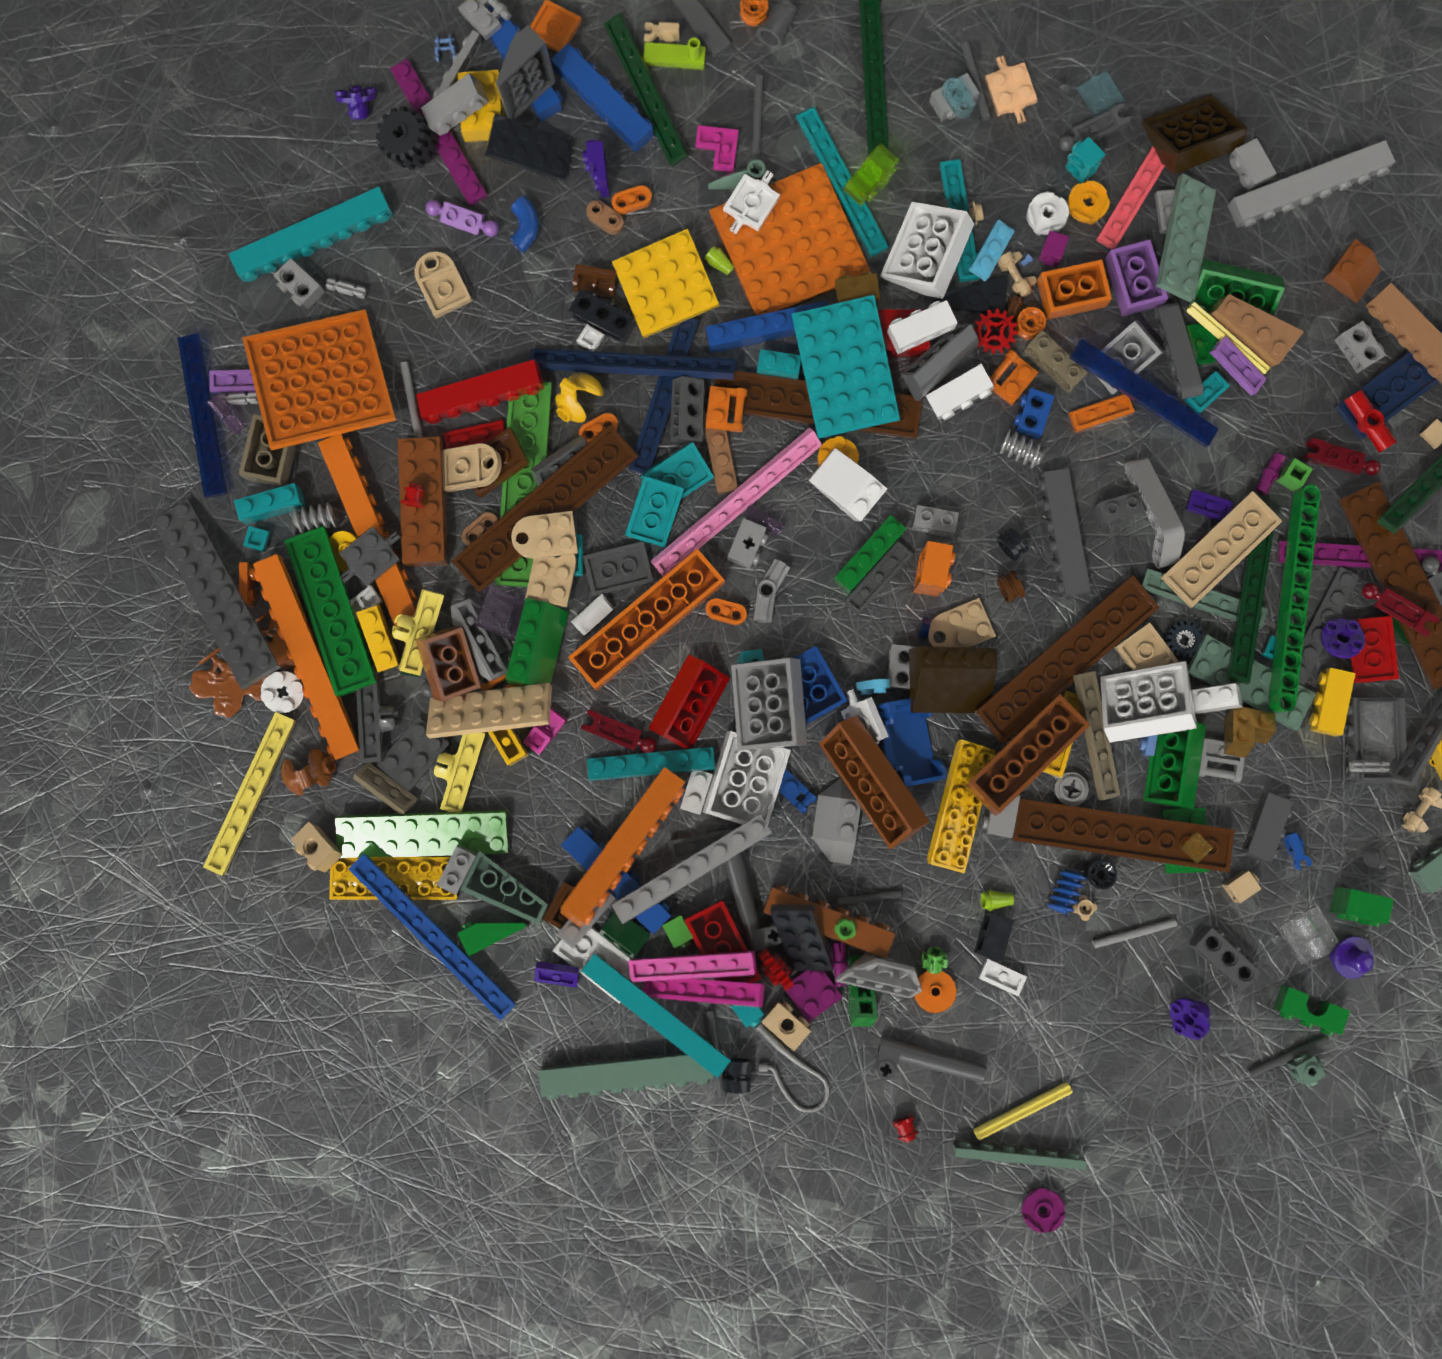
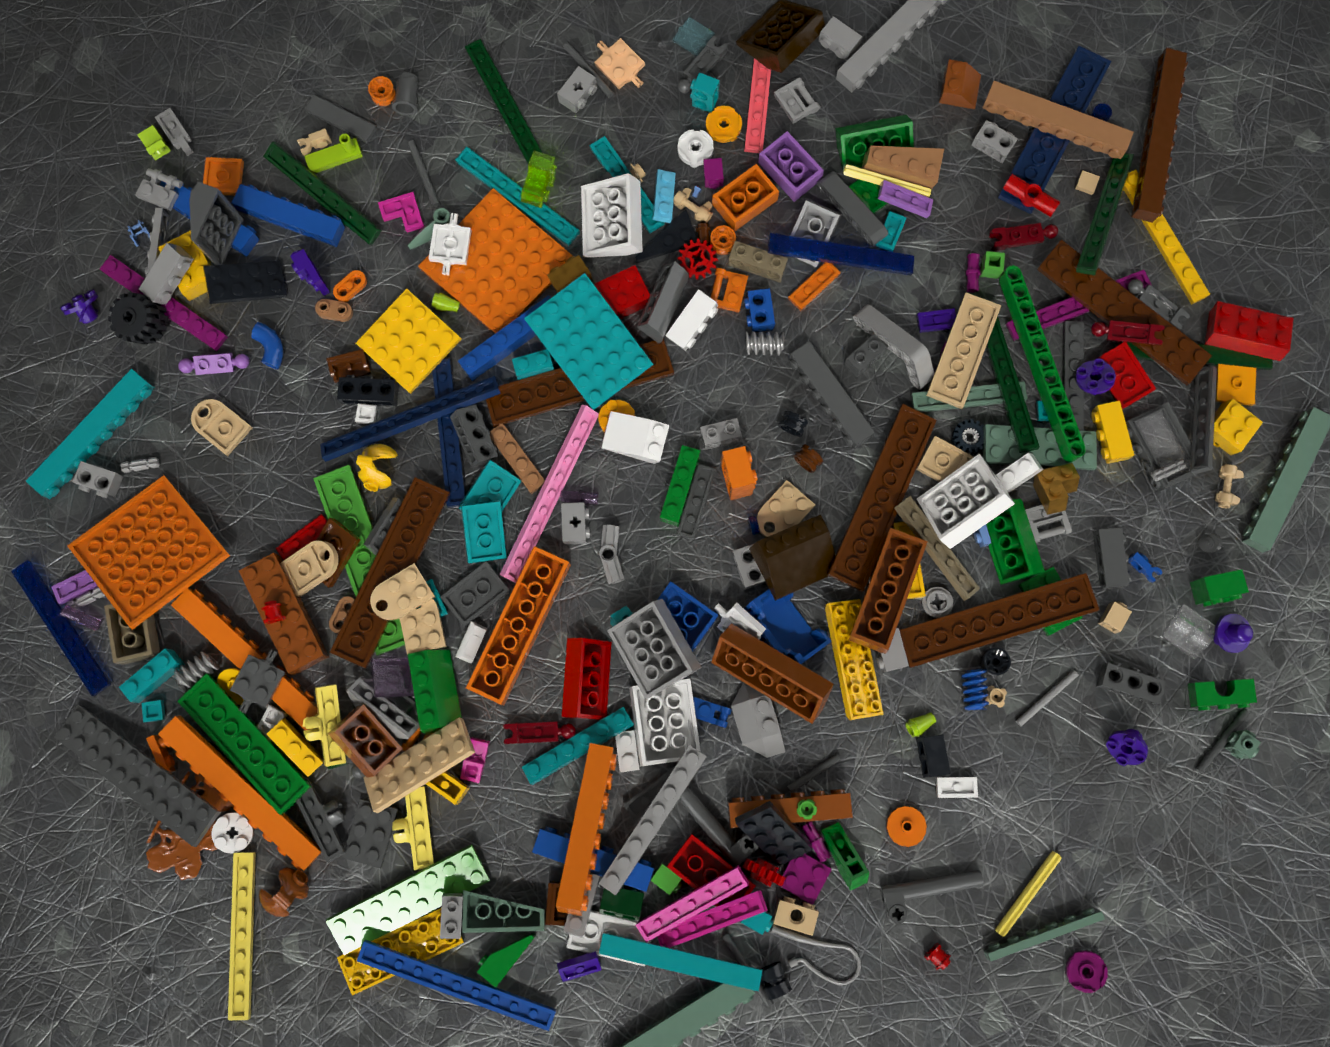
camera: 25 degrees left, 5 degrees down
(326, 852) = (331, 955): tan brick -> none
(385, 788) = (358, 874): dark tan plate -> none
(411, 400) = (236, 532): light grey bar -> none
(480, 392) = (292, 499): red brick -> none
(596, 426) = (404, 483): orange plate -> none
(719, 408) = (499, 422): orange plate -> none
(726, 610) = (582, 586): orange plate -> none
(869, 686) = (734, 592): medium azure plate -> none
(882, 976) = (856, 834): light grey wedge -> none
(921, 326) = (635, 281): white brick -> none
(934, 960) = (893, 799): bright green gear -> none
(959, 98) = (581, 89): clear light blue plate -> none
(1186, 238) = (815, 117): sand green plate -> none
(1196, 847) = (1063, 602): clear yellow plate -> none

